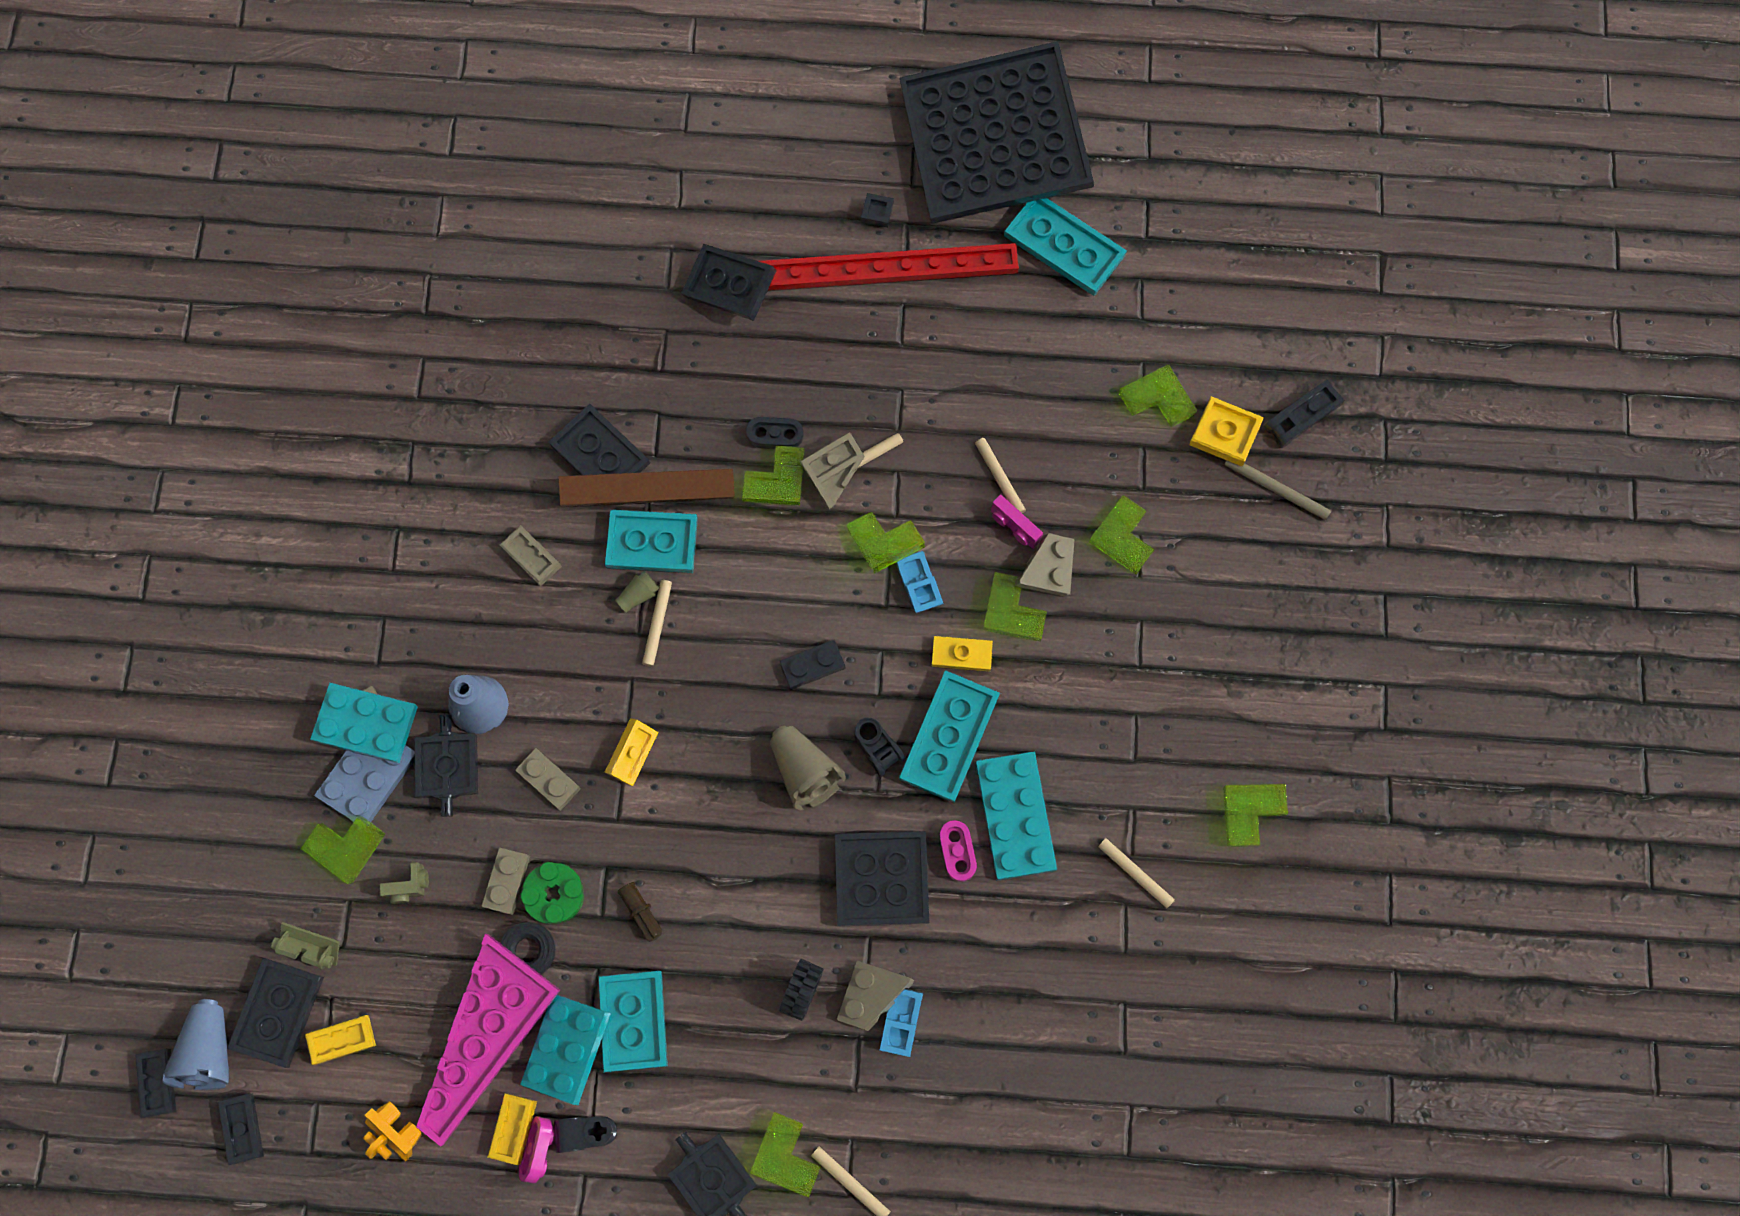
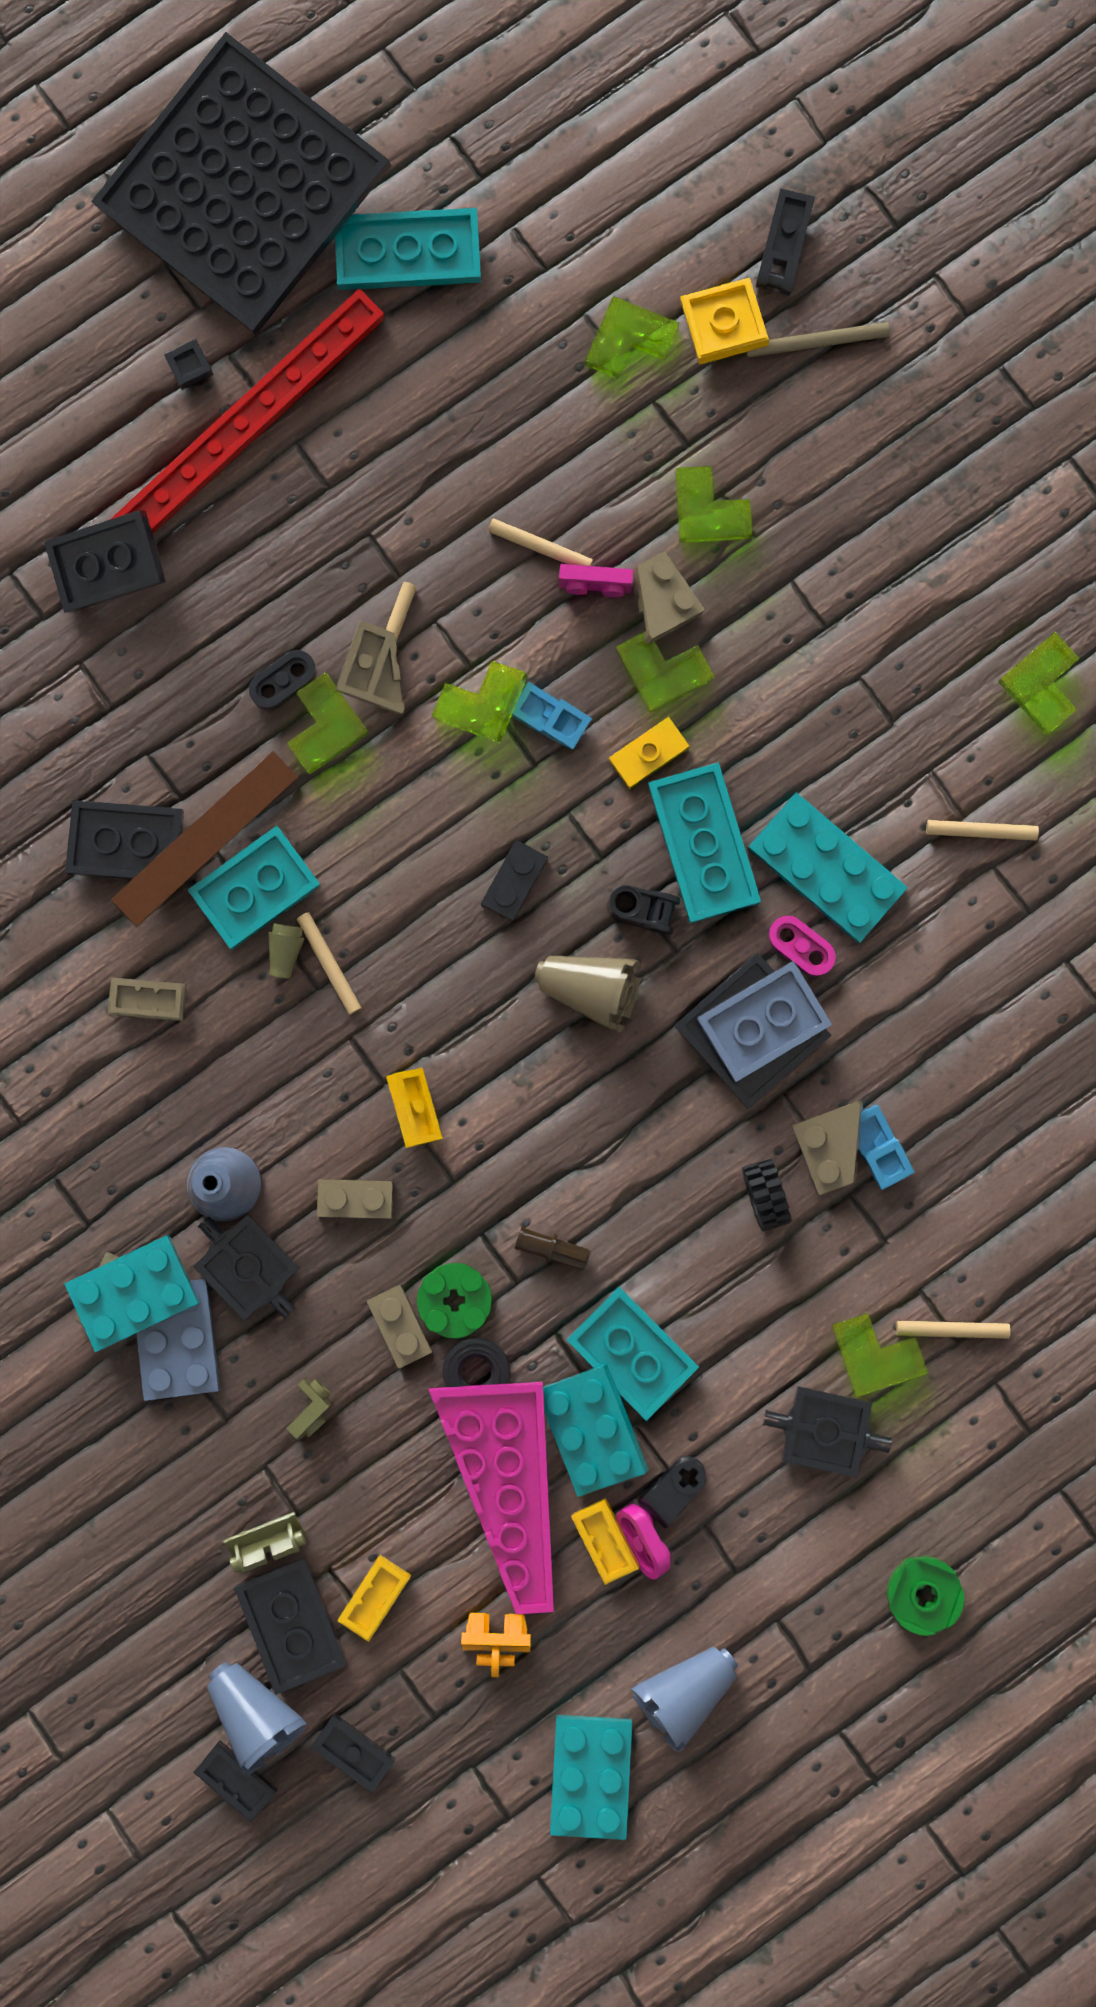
camera: 35 degrees left, 10 degrees up
(344, 855) = (225, 1431): clear neon green plate -> none
(892, 877) = (764, 1021): none -> sand blue plate

